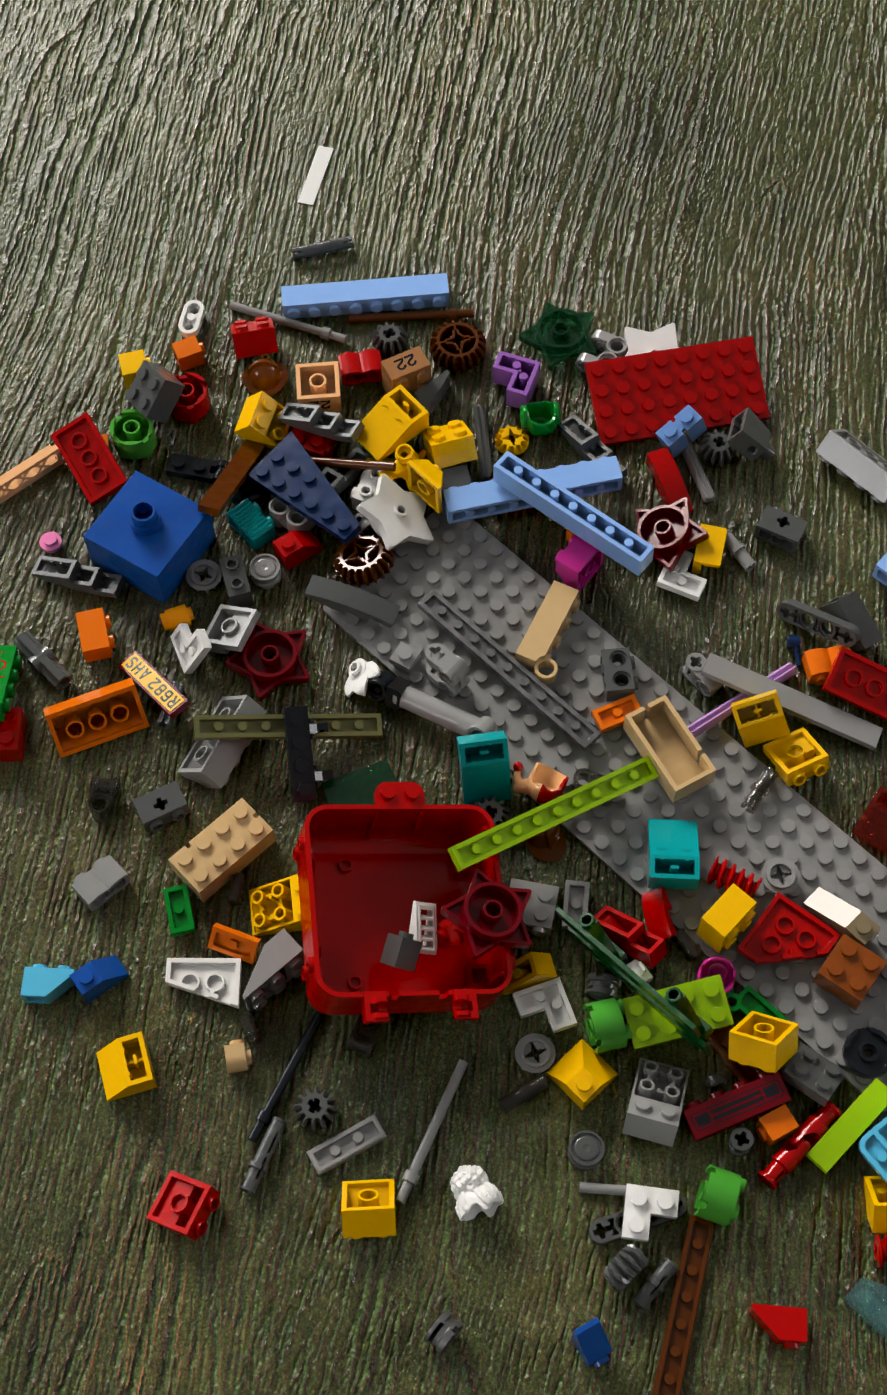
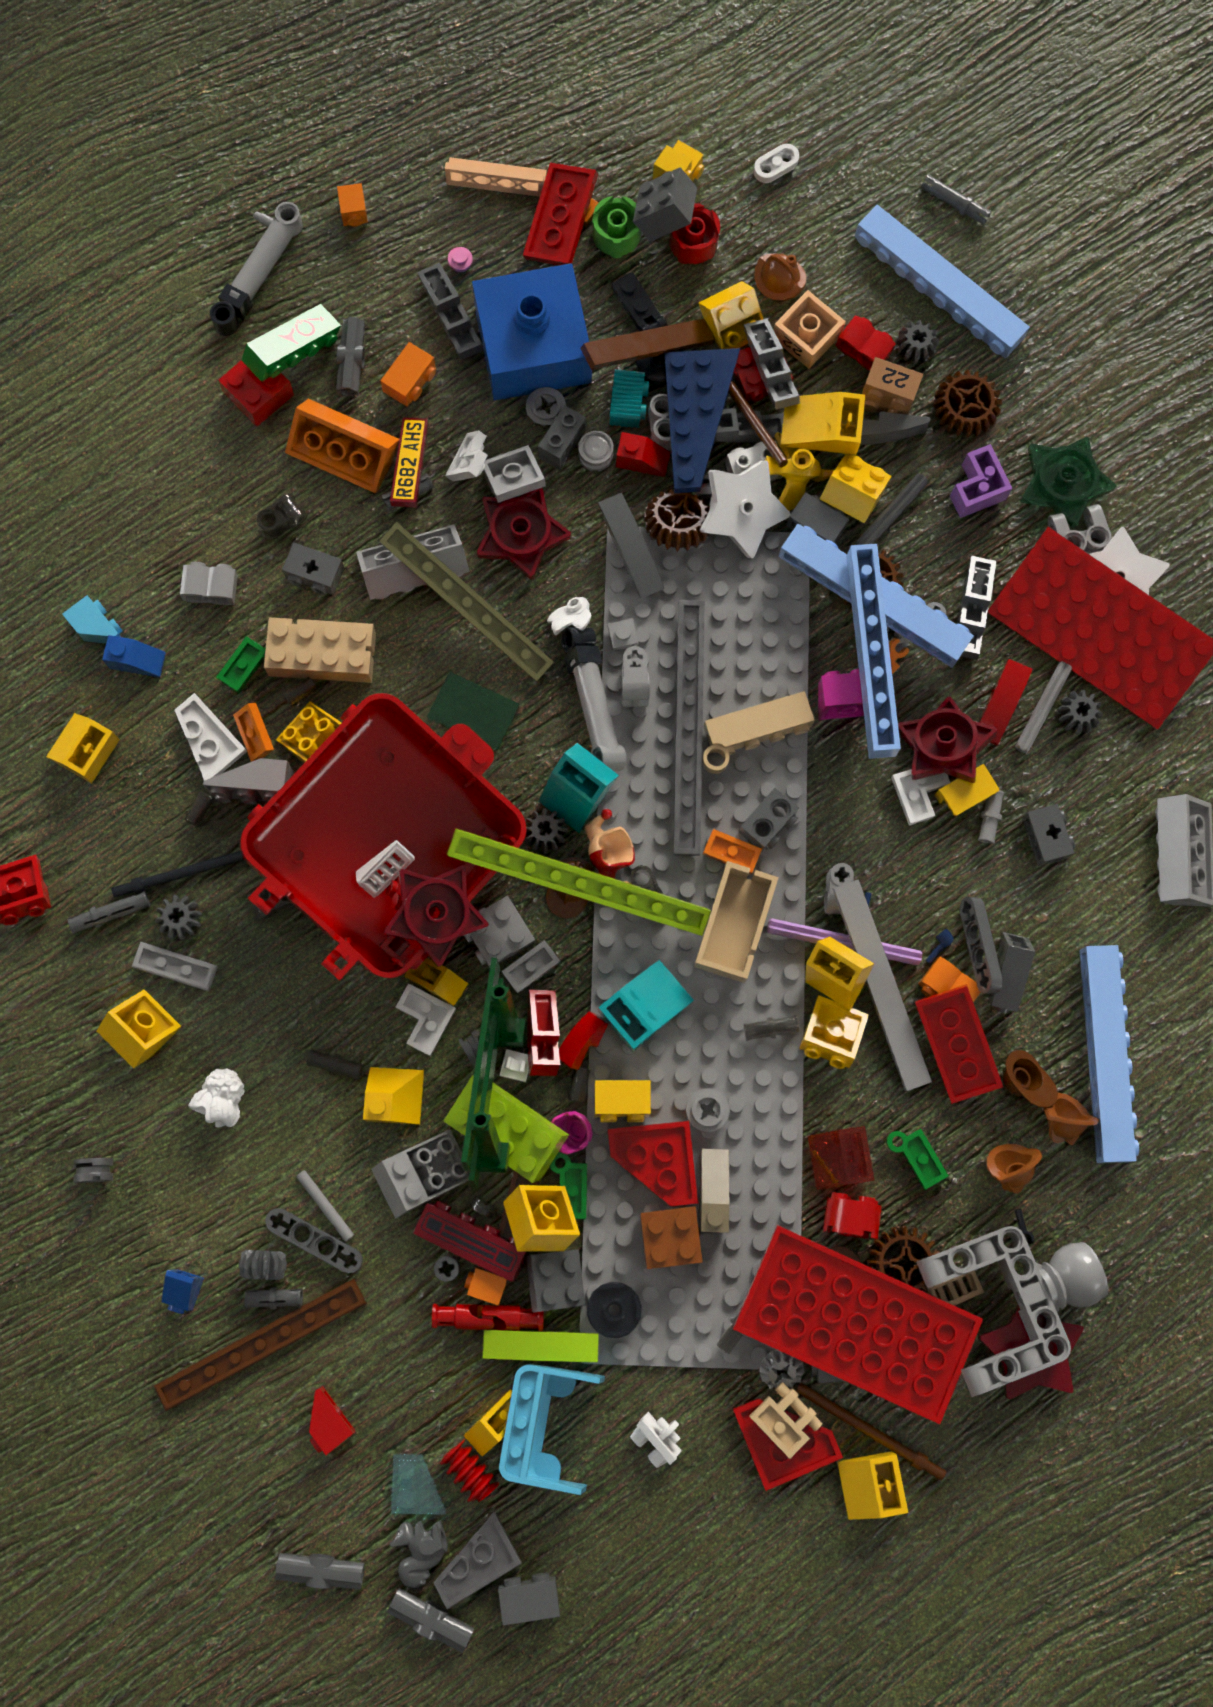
camera: 40 degrees right, 15 degrees up
(175, 616) = (486, 422): light orange brick -> none
(188, 353) = (740, 193): orange brick -> none
(237, 1056) = (165, 821): tan plate -> none
(254, 337) = (802, 231): red brick -> none
(298, 736) = (465, 617): black hinge -> none
(315, 175) = (1028, 122): white sticker -> none
(324, 333) = (871, 282): light grey bar -> none
(401, 951) = (345, 869): dark grey brick -> none
(411, 1176) = (193, 1037): light grey bar -> none
(426, 482) = (796, 503): yellow slope -> none
(451, 313) = (995, 368): reddish brown bar -> none
(504, 444) = (920, 544): yellow gear -> none
(540, 417) = (960, 537): green hair -> none
(540, 1043) = (373, 1032): light grey gear -> none
(585, 1150) = (332, 1153): dark grey wheel -> none
(606, 1025) = (444, 1081): bright green brick -> none
(641, 1204) = (323, 1234): white plate -> none
(672, 432) = (1072, 664): medium blue piece -> none
(719, 1195) = (383, 1289): bright green brick -> none
(728, 876) = (665, 1075): red piece -> none
(750, 436) = (1115, 729): dark grey torso -> none

